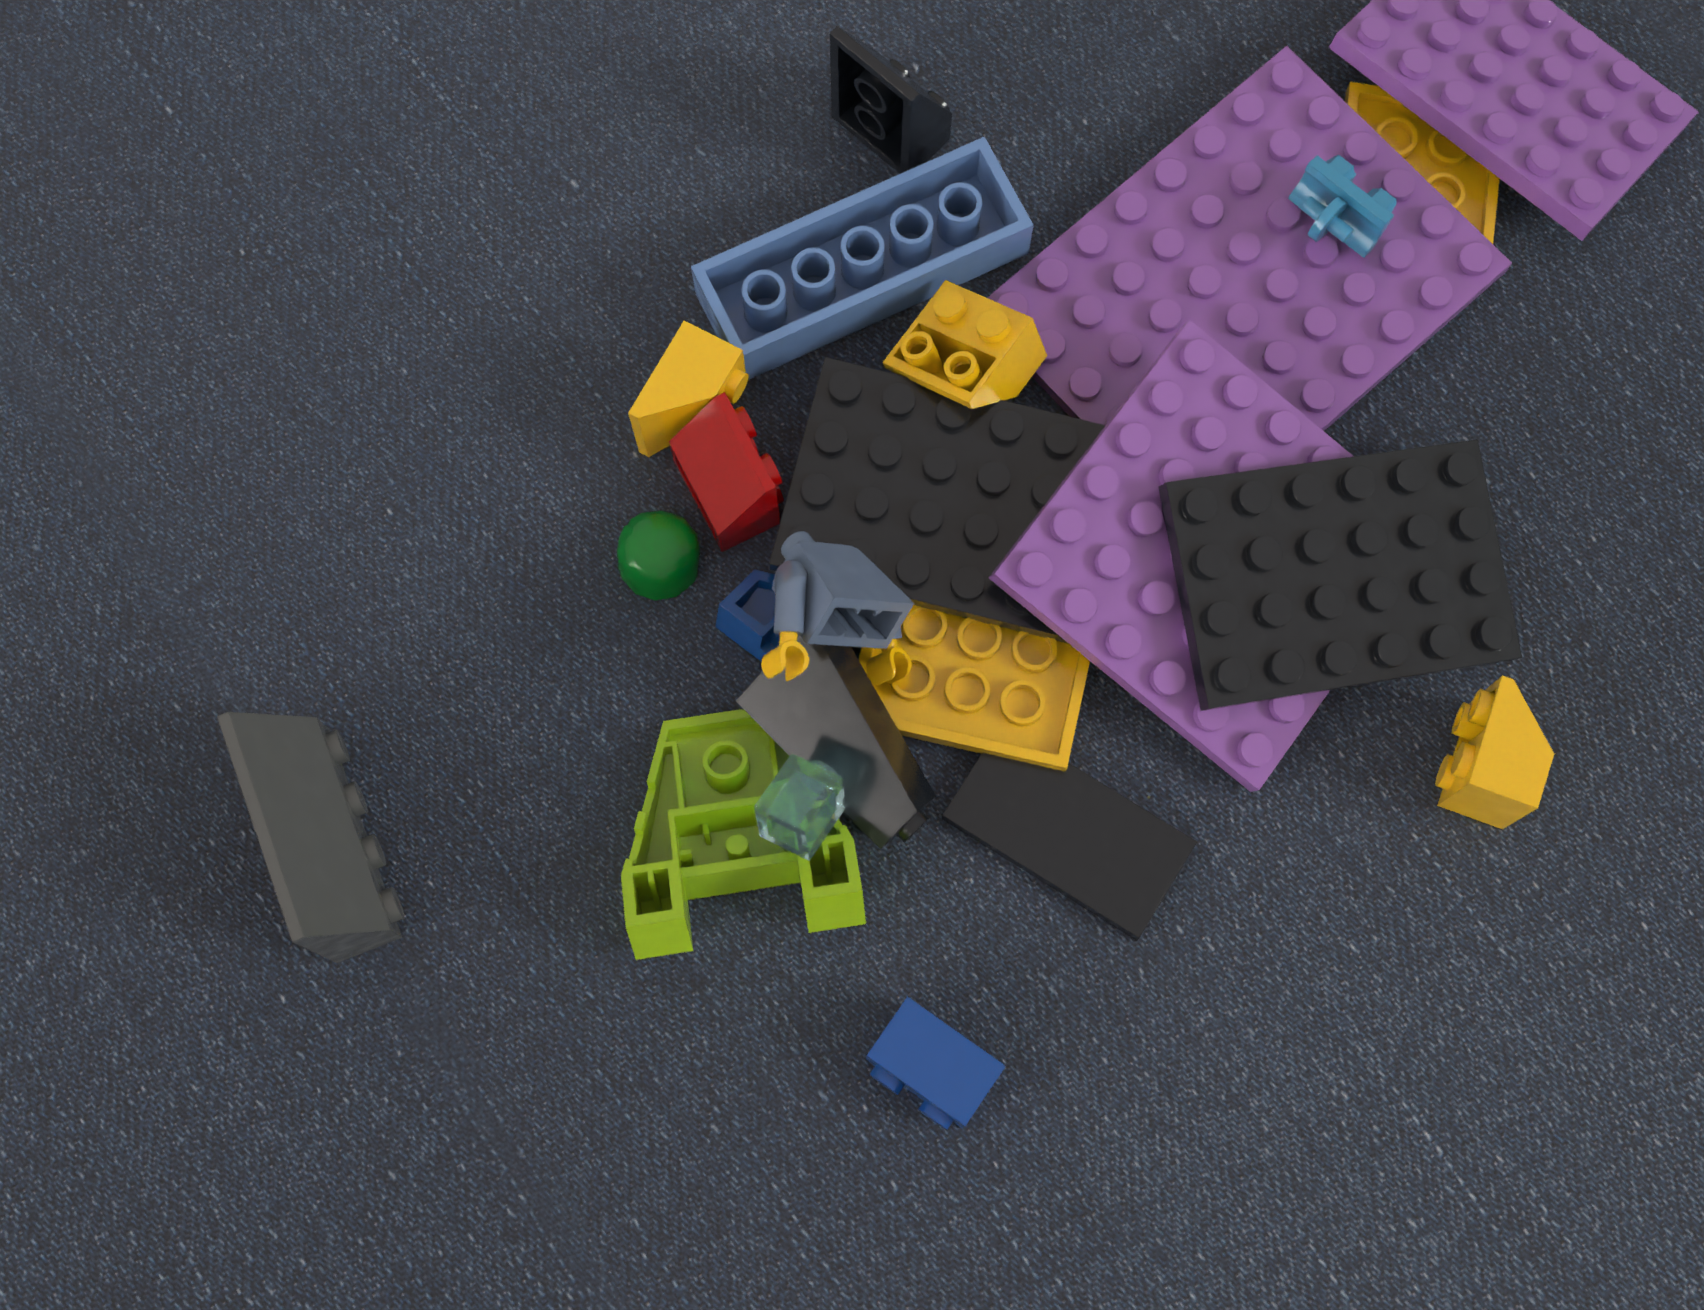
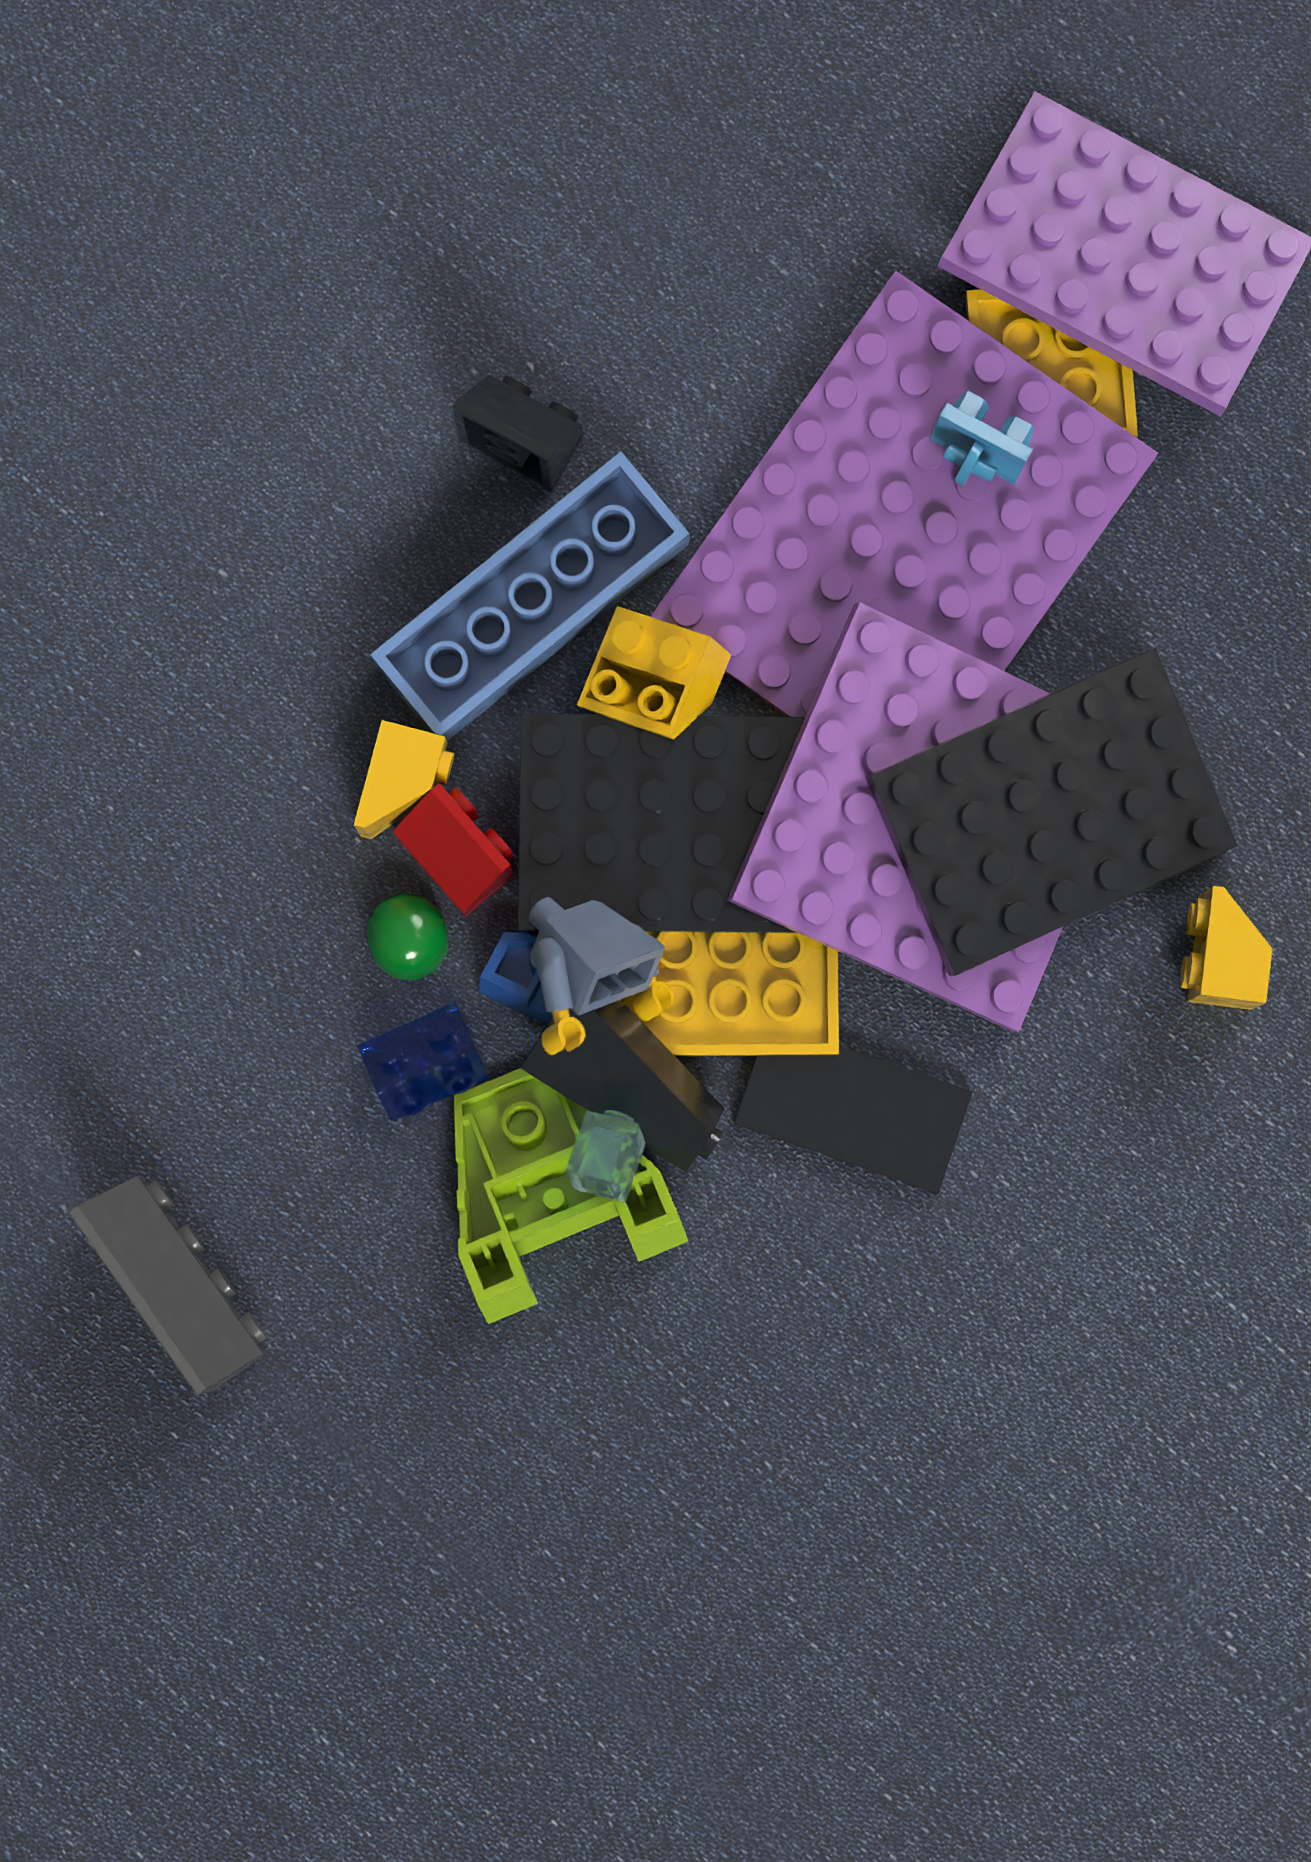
camera: 15 degrees left, 10 degrees up
(640, 680) = (423, 1062): none -> clear blue bracket
(933, 1064) = (780, 1353): blue brick -> none

